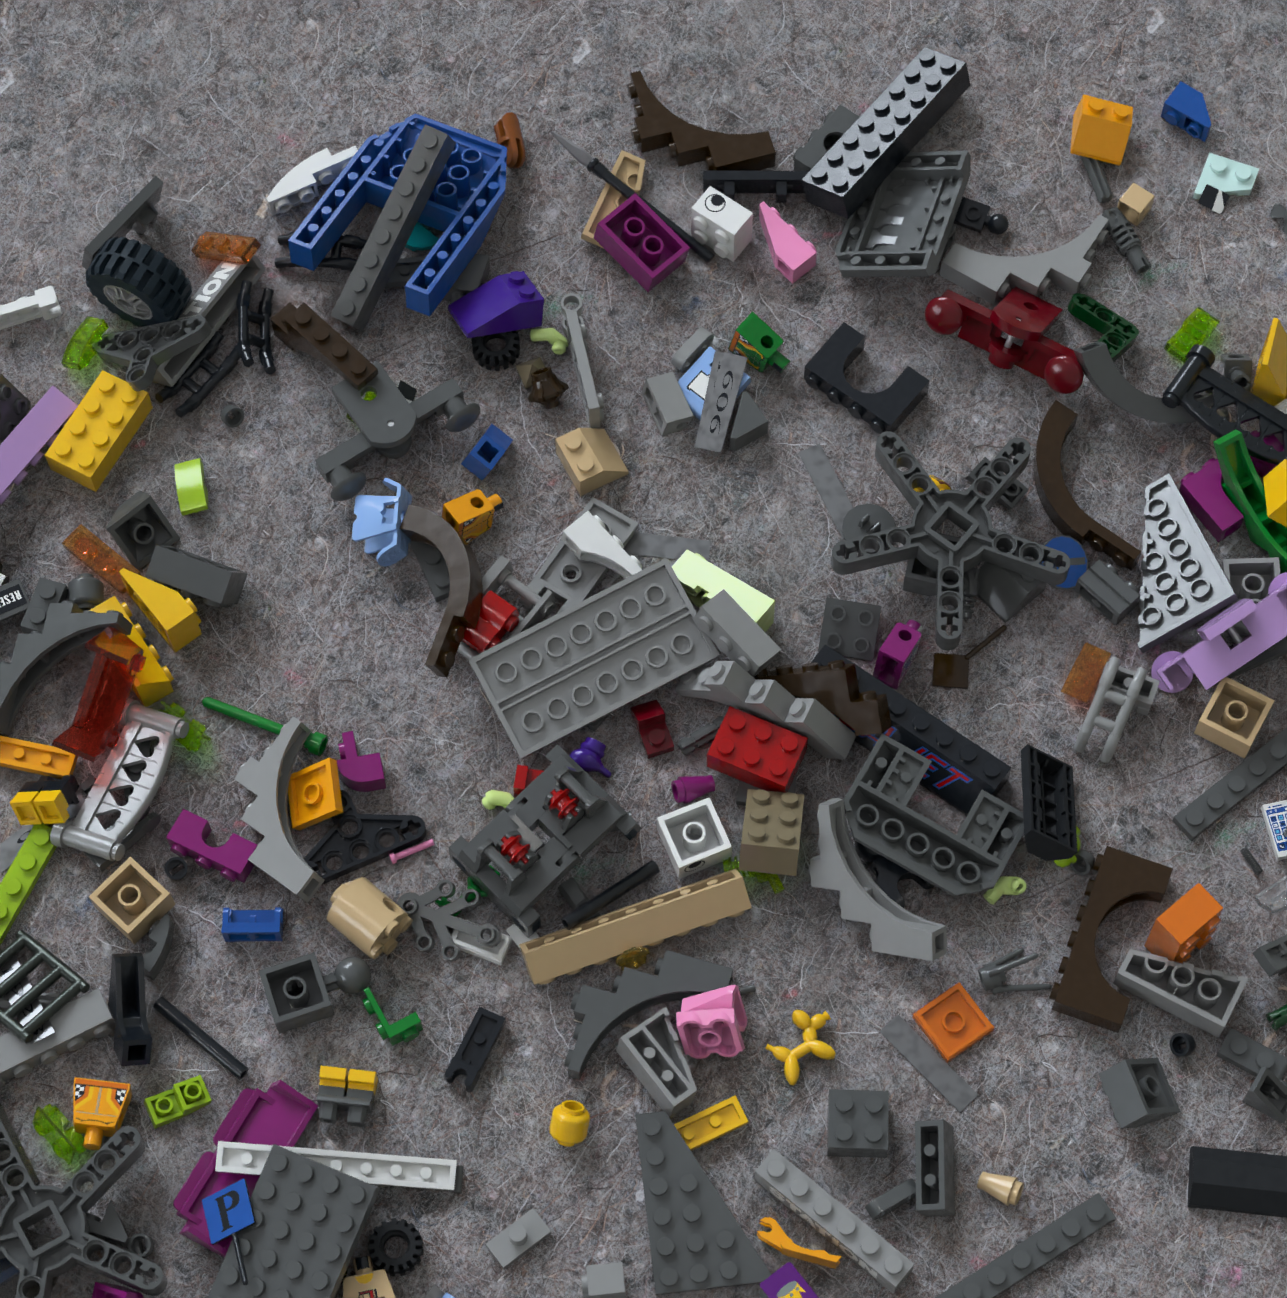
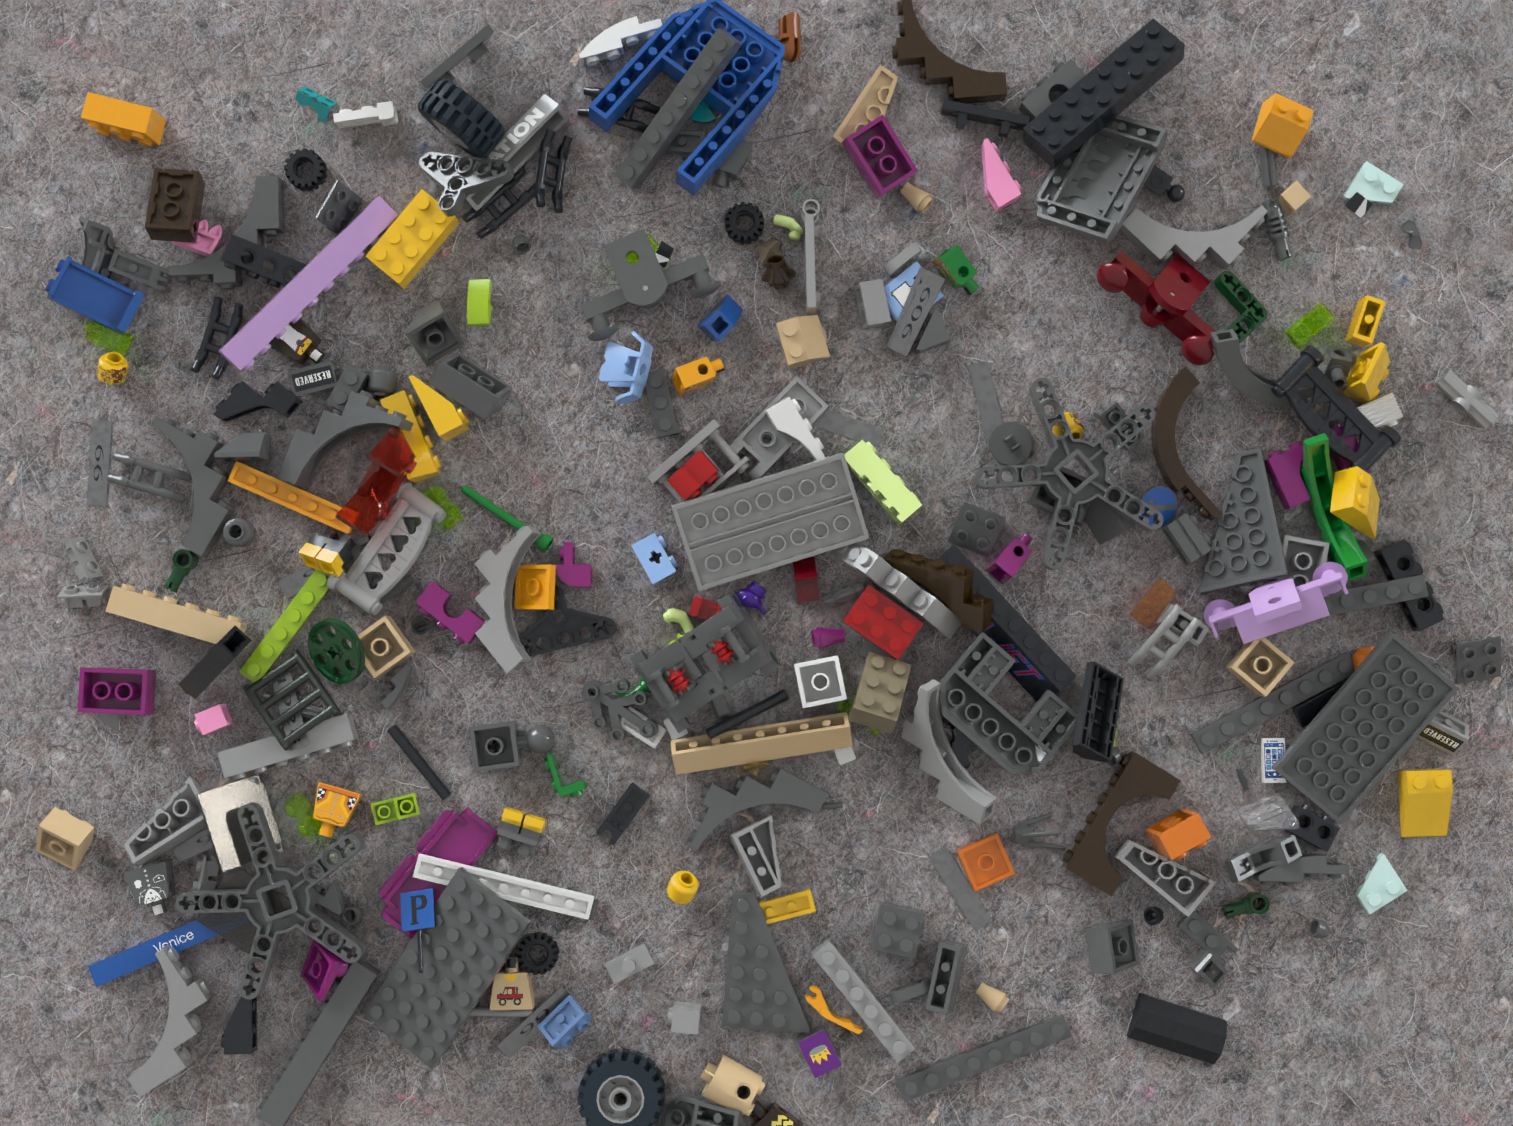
camera: 10 degrees right, 20 degrees up
(74, 901) = (338, 644): none -> dark green wedge
(80, 348) = (406, 162): clear neon green slope -> none
(98, 557) = (398, 351): clear orange plate -> none
(128, 1009) = (367, 737): black arch -> none
(226, 247) = (539, 94): clear orange plate -> none
(252, 925) = (472, 680): blue hinge -> none
(308, 332) = (603, 204): dark brown arch -> none
(367, 917) = (558, 697): tan cylinder -> none
(419, 847) = (603, 643): bright pink piece -> none
(464, 749) = (644, 550): none -> light blue brick
(465, 583) = (680, 436): dark brown arch -> none
(499, 306) = (751, 194): dark purple slope -> none
(603, 172) = (860, 84): black piece -> none
(696, 282) = (917, 198): none -> tan cone
(712, 1023) = (803, 832): bright pink piece -> none
(721, 224) = (948, 152): white brick -> none
(736, 633) = (885, 528): light grey brick -> none
(743, 925) = (845, 755): none -> white sticker
(810, 1044) = (875, 853): yellow piece -> none
(881, 410) = (1007, 303): black arch -> none
(953, 669) = (1051, 579): dark brown piece -> none
(1005, 886) = (1054, 764): yellowish green arm -> none
(1187, 111) = (1358, 119): blue slope -> none
(1254, 315) = (1365, 321): none -> yellow brick

